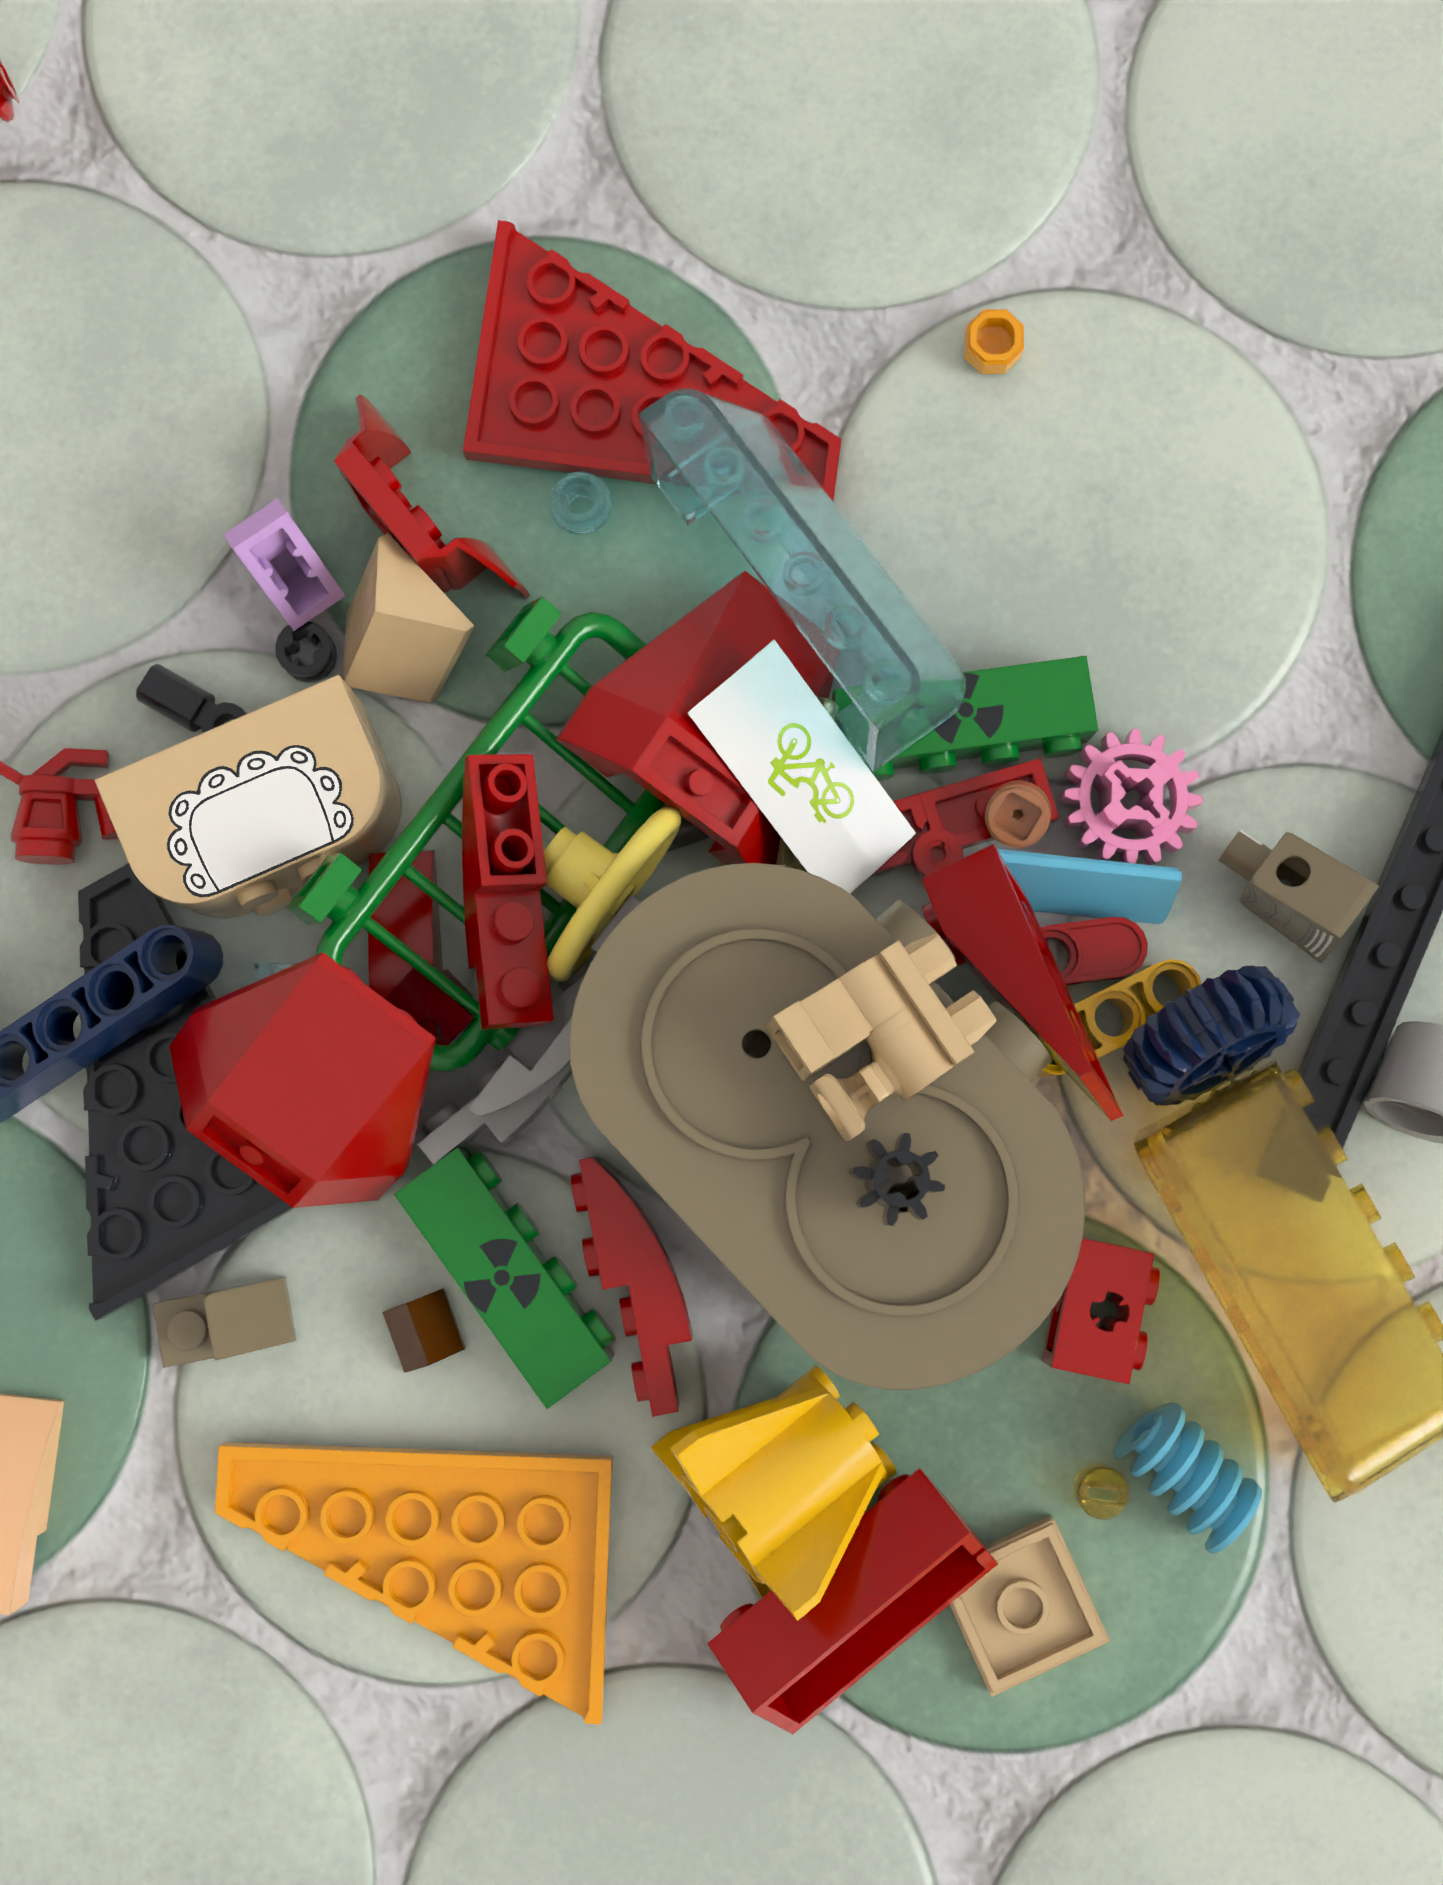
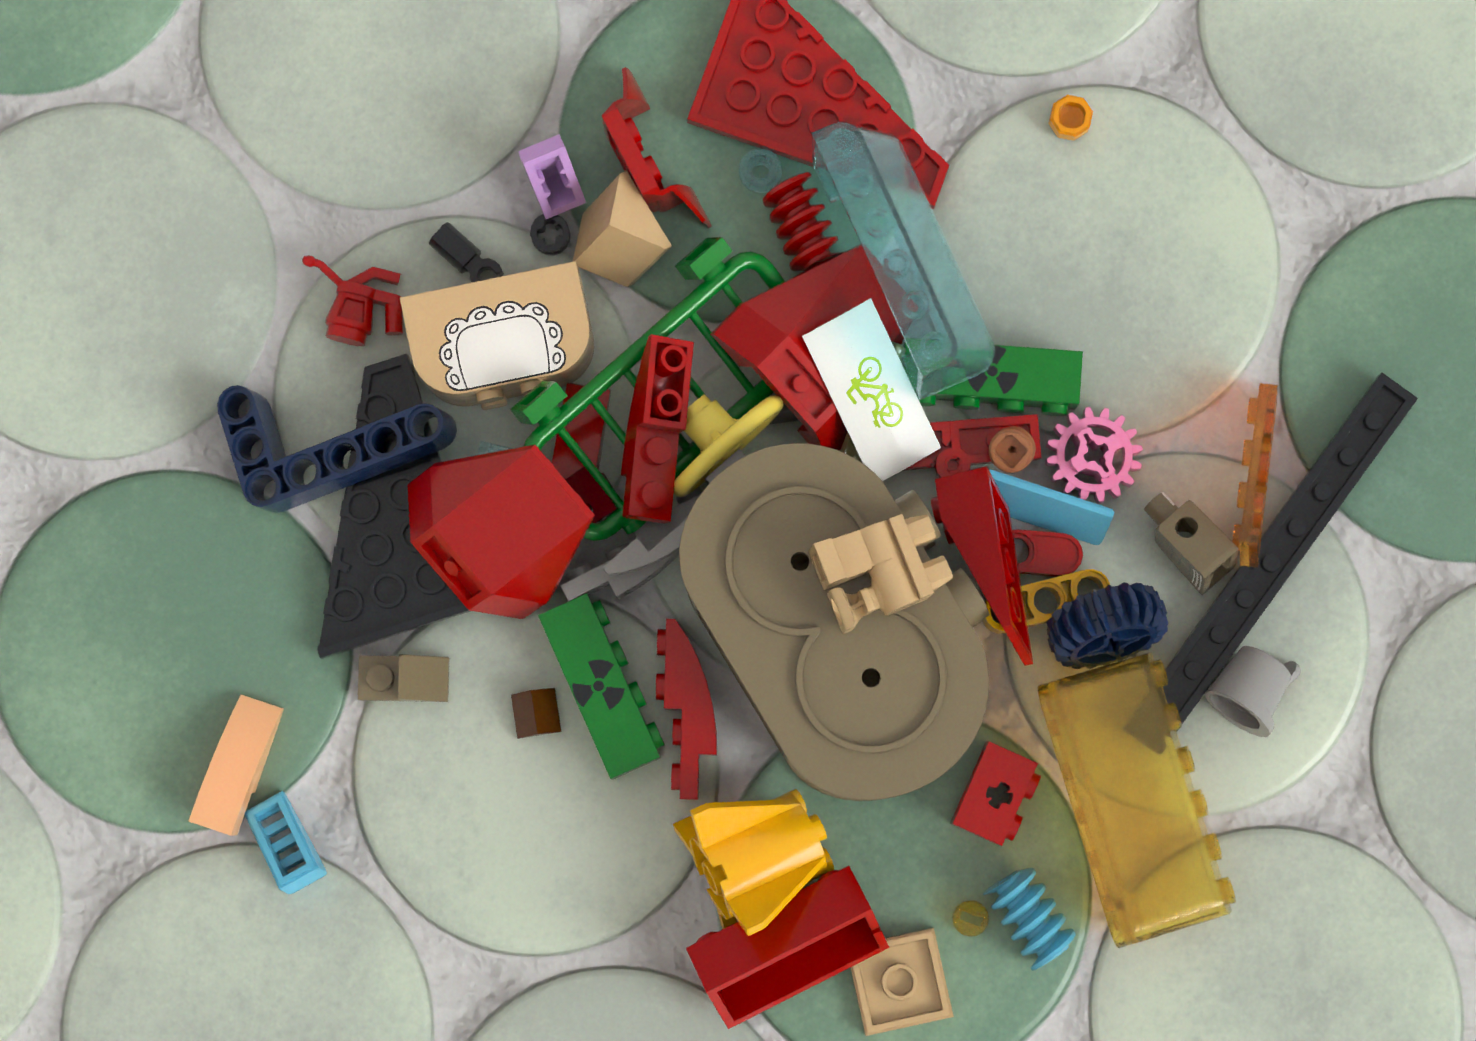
camera: 15 degrees right, 0 degrees up
(118, 1583) = (305, 874): none -> medium azure slope
(467, 1543) = (536, 859): light orange wing -> none
(648, 560) = (800, 223): none -> red piece
(916, 1185) = (873, 649): black gear -> none
(1371, 764) = (1253, 492): none -> clear orange wing

